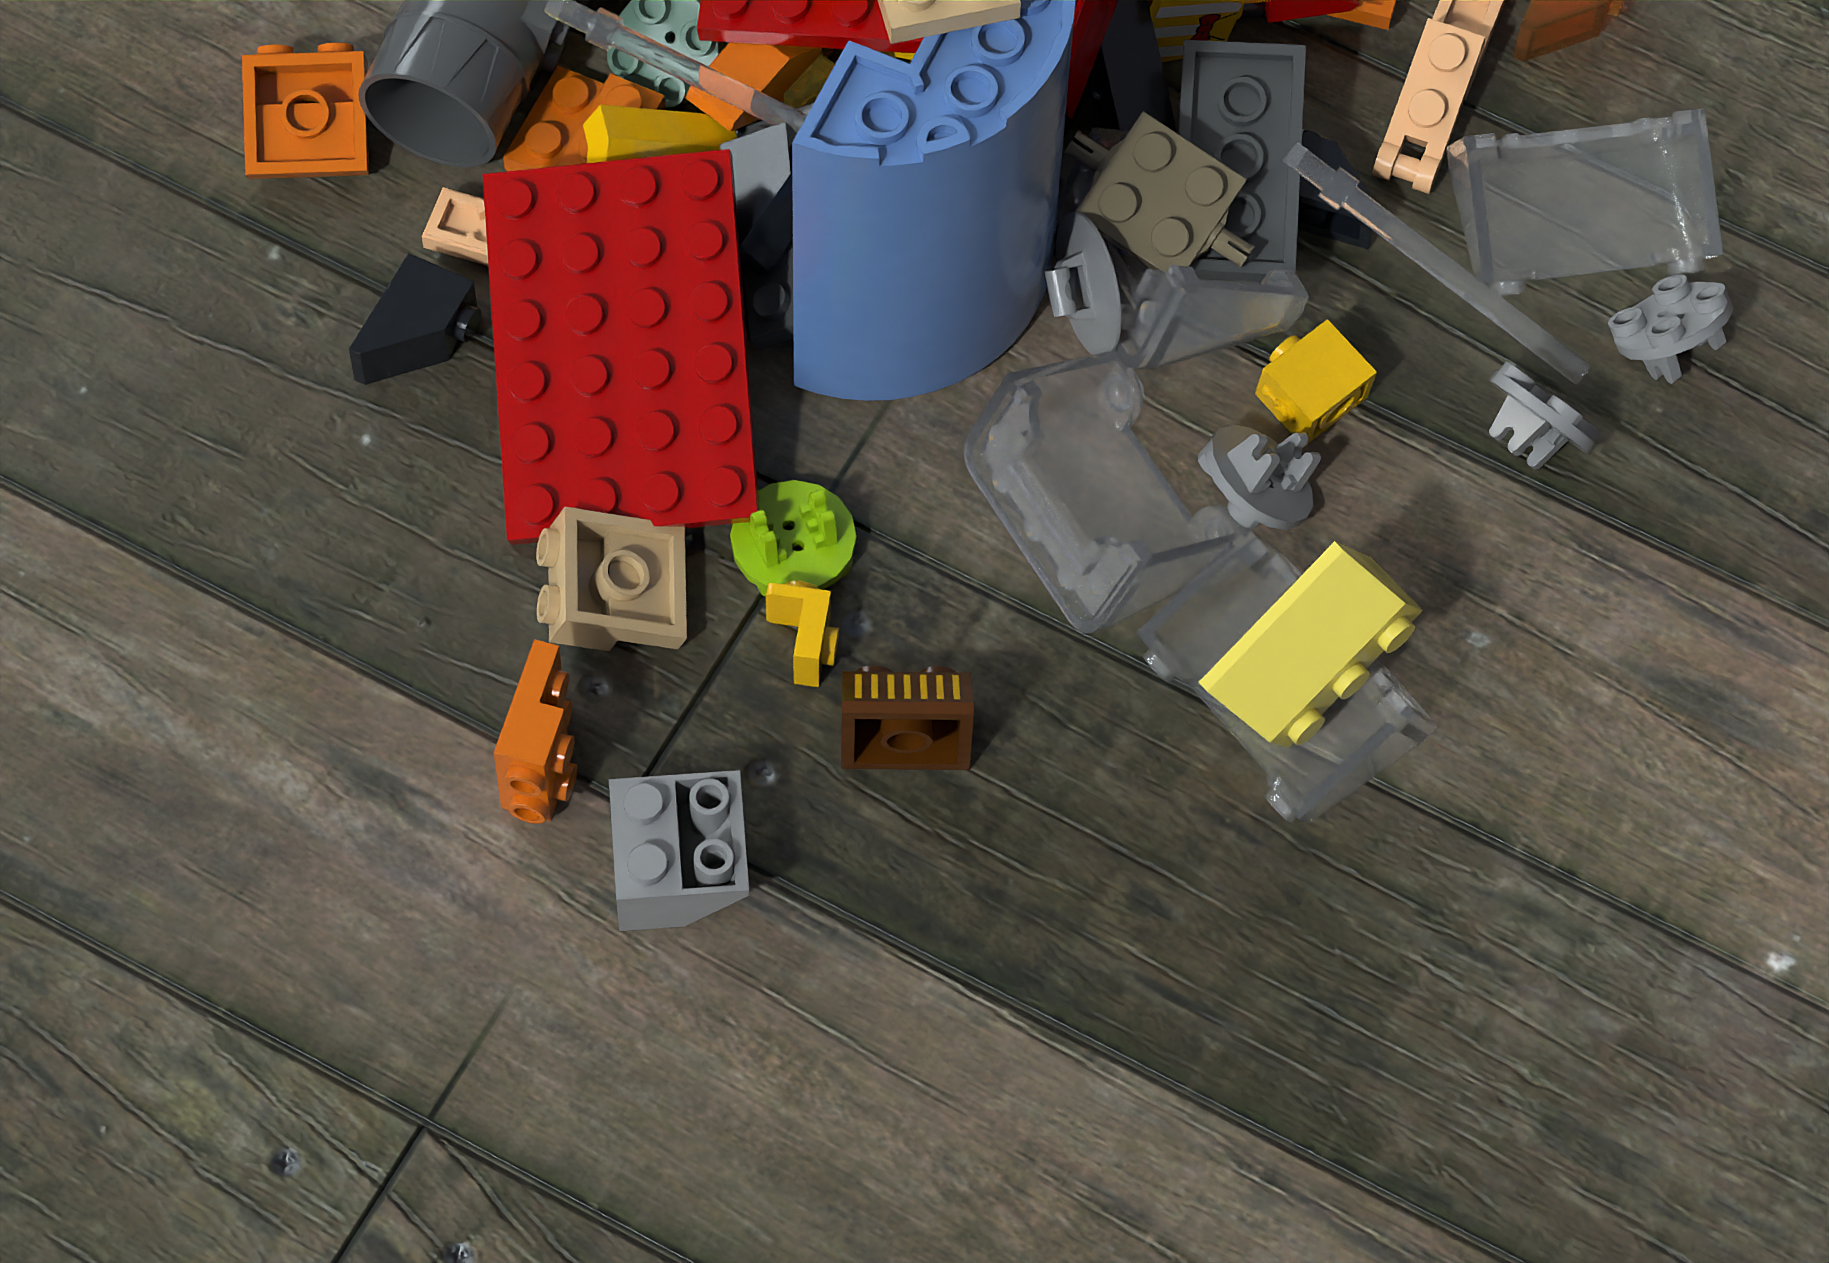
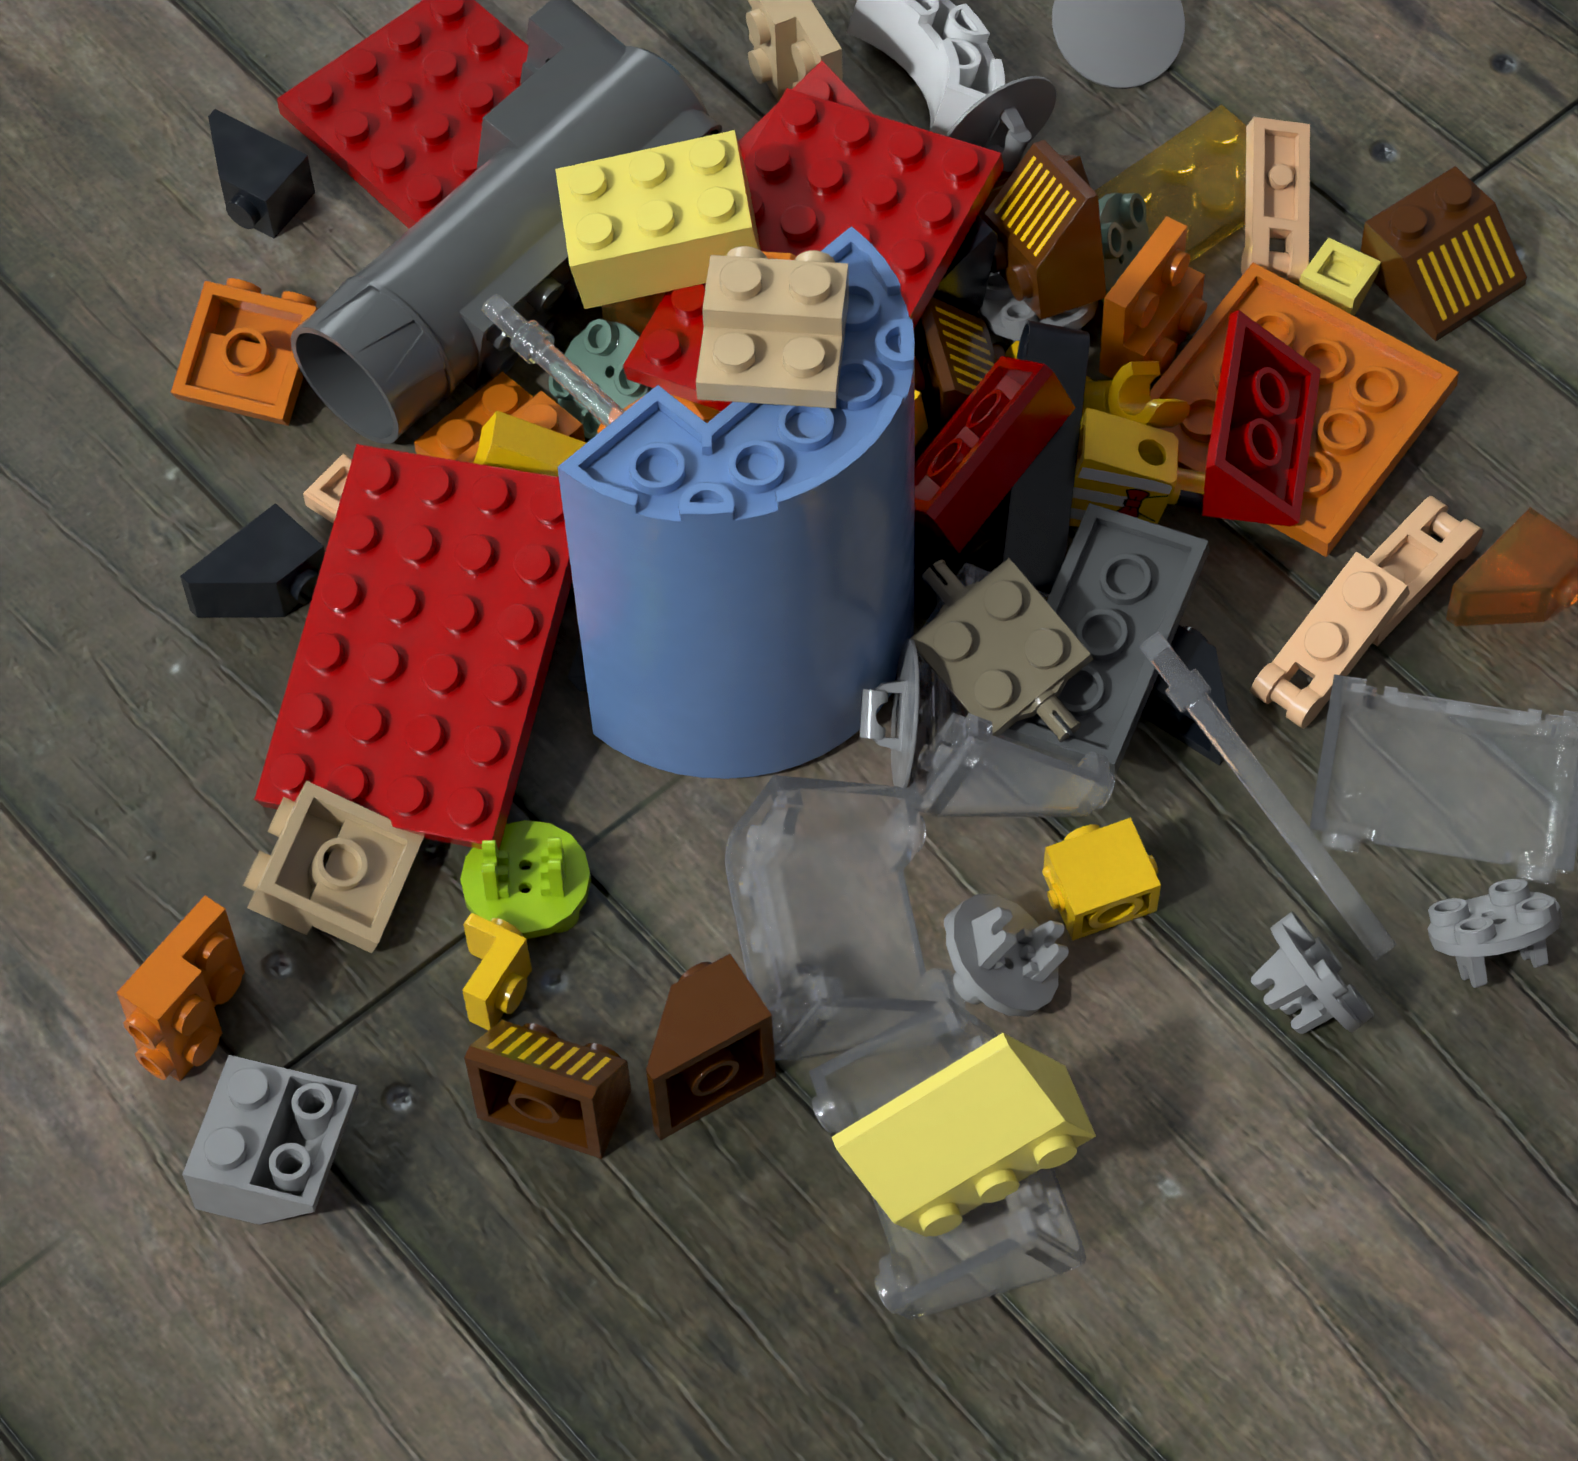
camera: 25 degrees right, 5 degrees down
(1041, 633) = (708, 1045): none -> reddish brown slope

